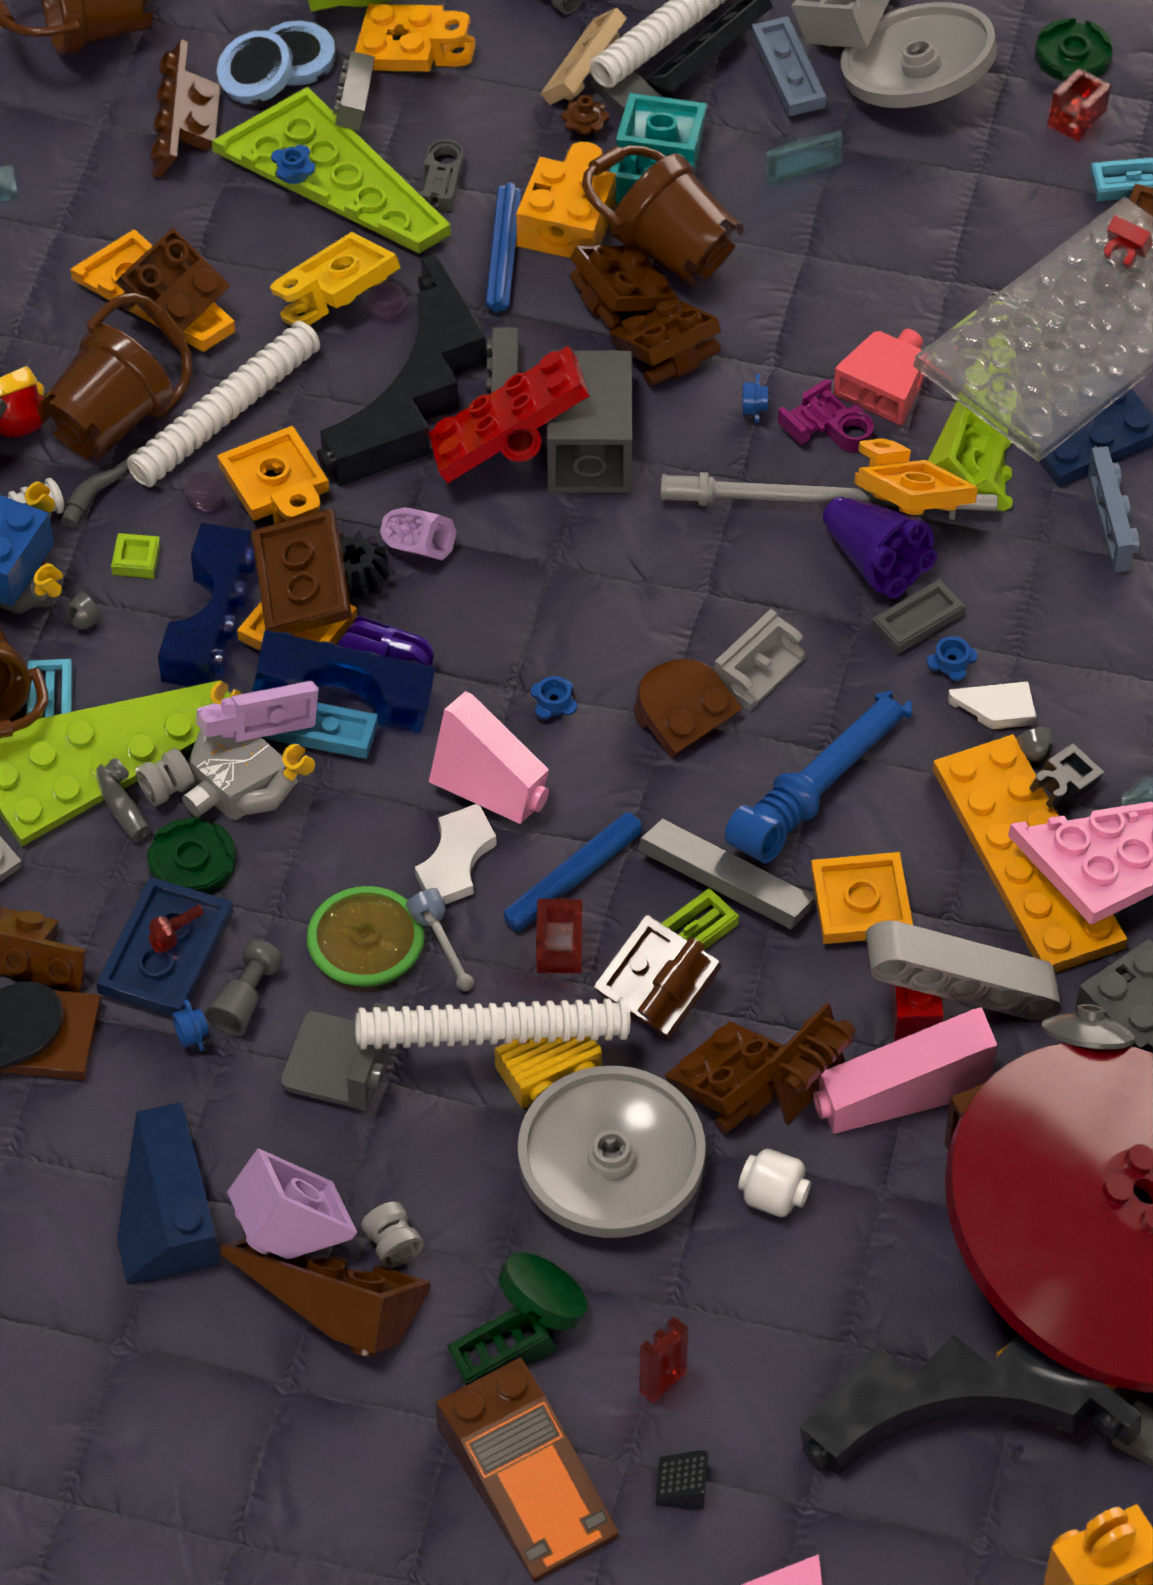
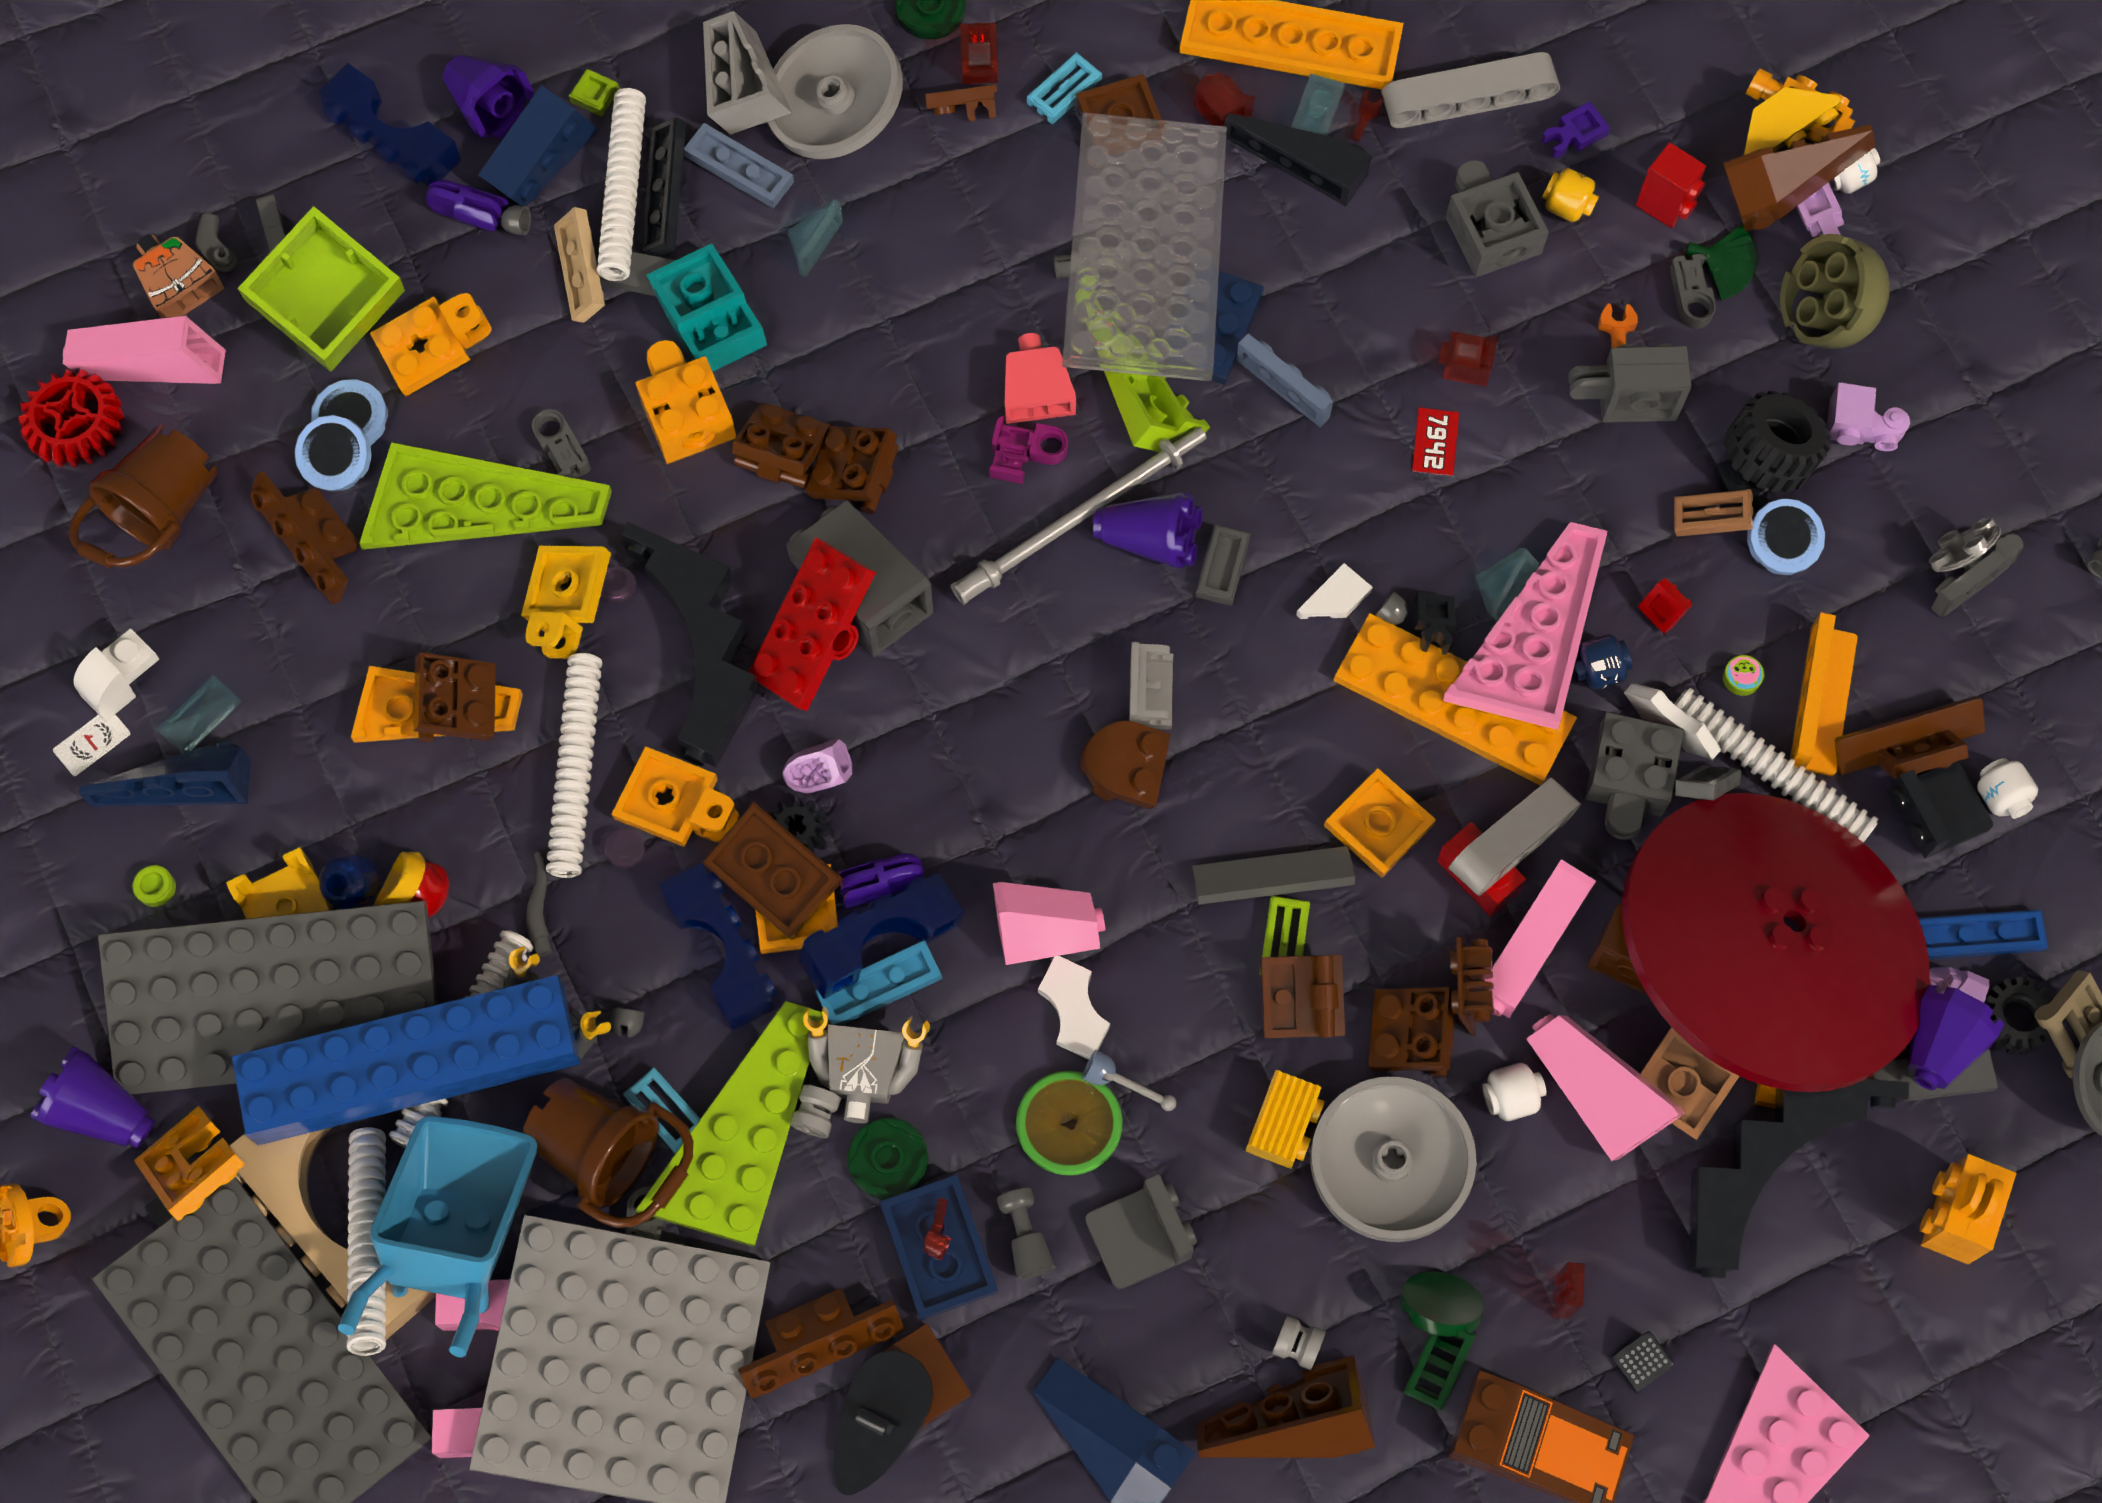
camera: 40 degrees left, 15 degrees up
(113, 383) = (485, 818): reddish brown piece -> none
(119, 802) = (801, 1157): dark grey arm -> none
(135, 555) = (620, 942): lime tile -> none
(190, 1026) = (1015, 1296): blue plate -> none
(261, 713) = (853, 1014): lavender hinge -> none
(288, 1208) = (1219, 1385): lavender slope -> none
(293, 164) = (449, 530): blue plate -> none
(353, 90) = (431, 420): dark grey piece -> none
(492, 1023) = (1243, 1134): white piece -> none
(502, 248) = (662, 475): blue axle -> none
(504, 357) = (754, 578): dark grey piece -> none
(551, 688) = (1031, 815): blue plate -> none
(559, 935) = (1206, 1015): clear red window -> none
(573, 870) = (1166, 956): blue axle -> none
(585, 116) = (625, 316): reddish brown plant -> none
(667, 214) = (780, 364): reddish brown piece -> none
(754, 398) = (960, 471): blue plate -> none
(796, 796) = (1271, 778): blue piece -> none
(855, 1233) = (1605, 1091): none -> bright pink slope
(911, 484) = (1144, 467): light orange plate -> none
(934, 1289) = (1689, 1081): none -> medium nougat plate
(952, 648) = (1278, 572): blue plate -> none
(1015, 122) = (946, 101): none -> reddish brown plate
(1088, 1029) = (1638, 821): dark grey dish -> none
(1127, 237) = (1129, 151): red tile -> none

